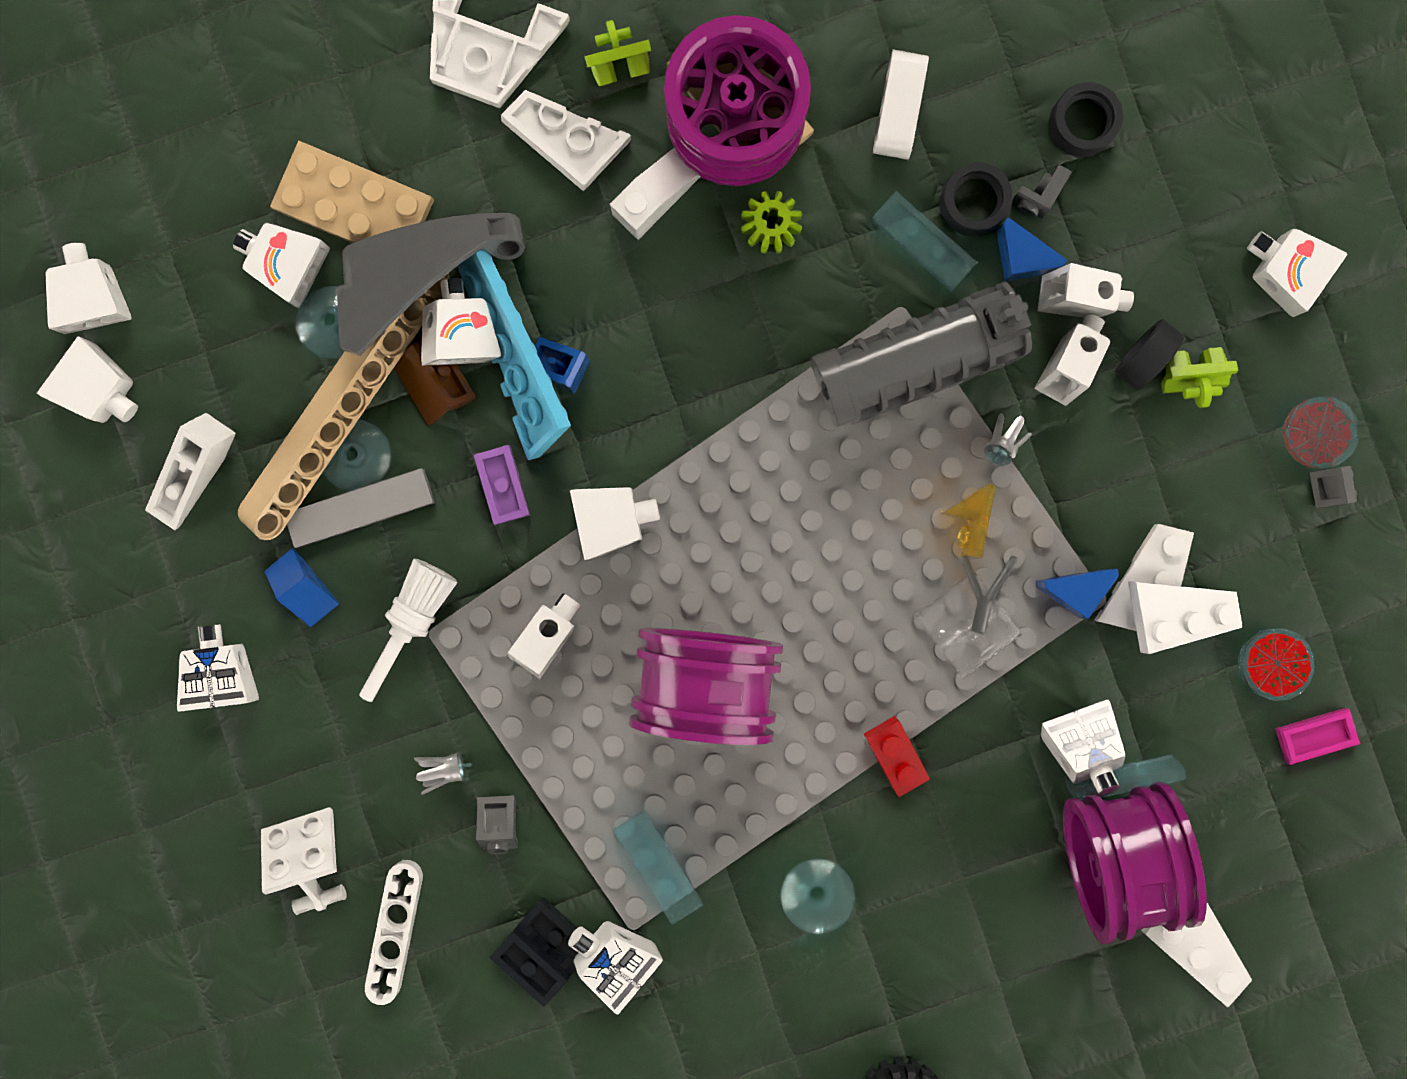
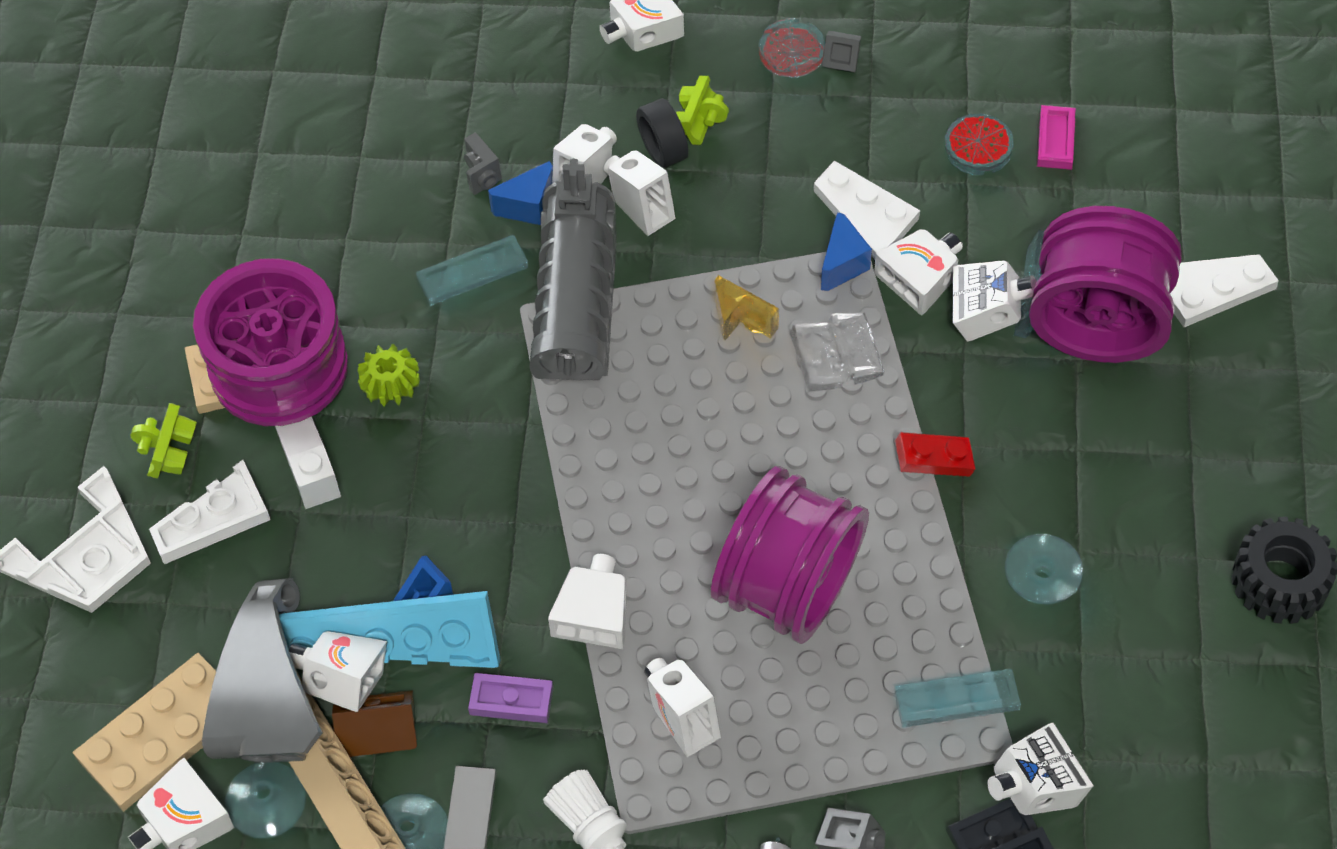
camera: 65 degrees left, 30 degrees down
(900, 104) = (343, 240): white beam -> none
(984, 603) = (818, 322): dark grey plant -> none
(995, 179) = (461, 236): black tyre -> none
(1004, 448) = (688, 266): flat silver piece -> none
(1100, 665) = (919, 267): none -> white torso
(1102, 97) = (436, 94): black tyre -> none
(1180, 615) = (899, 190): white wing -> none

